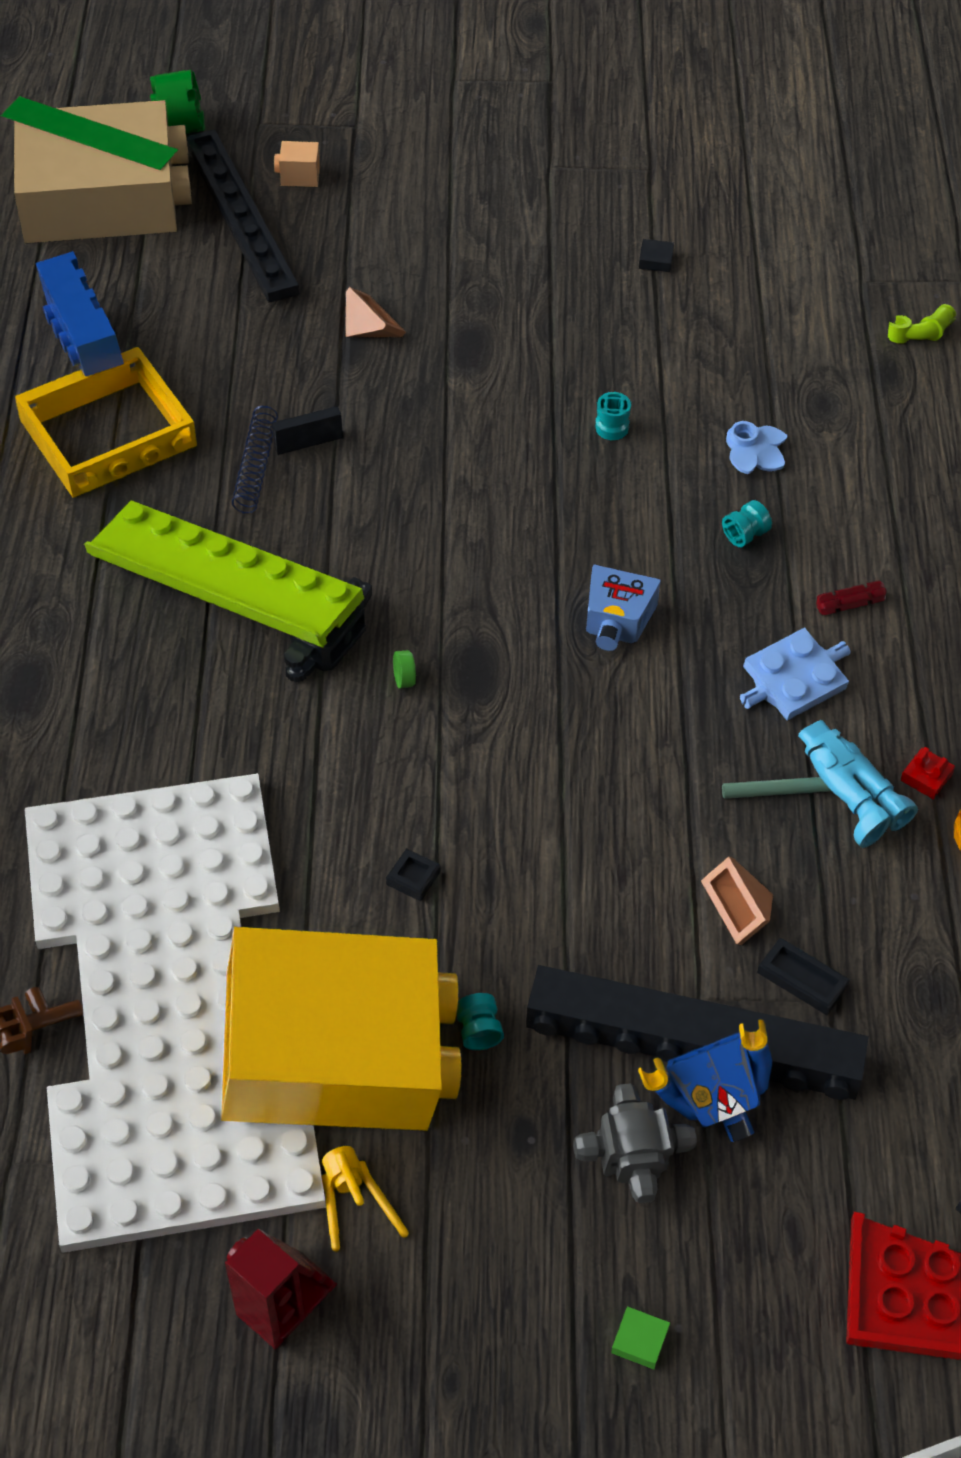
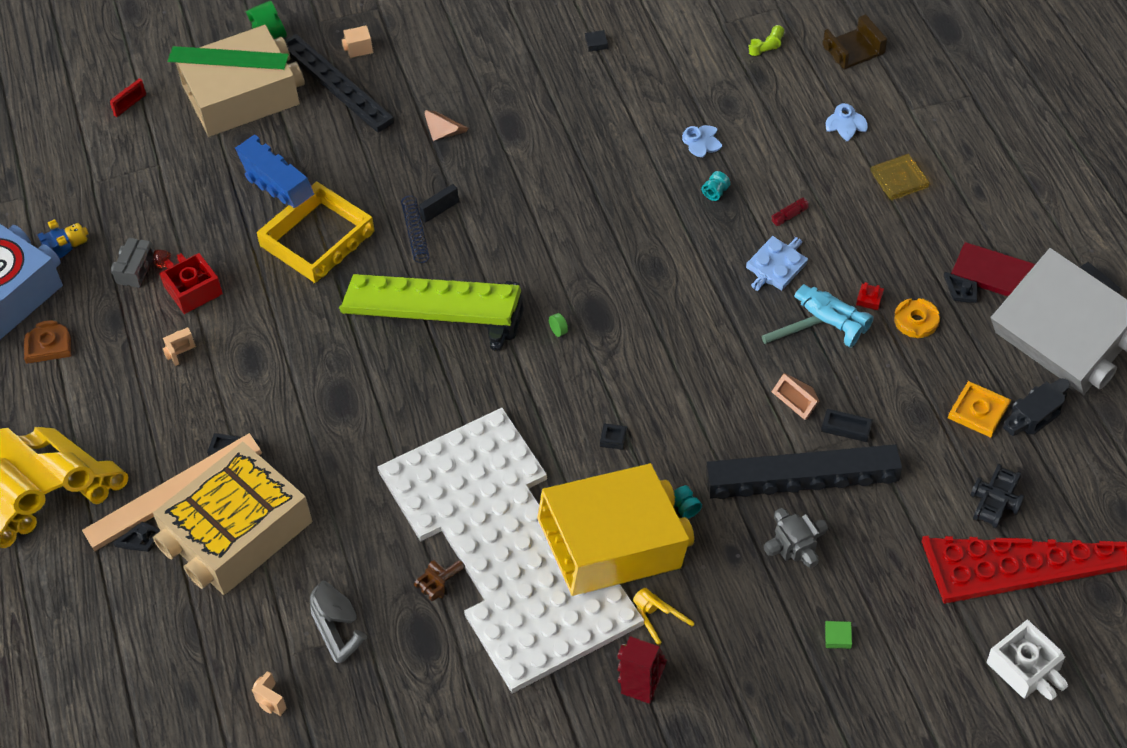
camera: 15 degrees left, 0 degrees up
(613, 415) = (613, 144): teal wheel -> none
(619, 605) = (663, 253): medium blue torso -> none
(717, 1081) = (828, 491): blue torso -> none

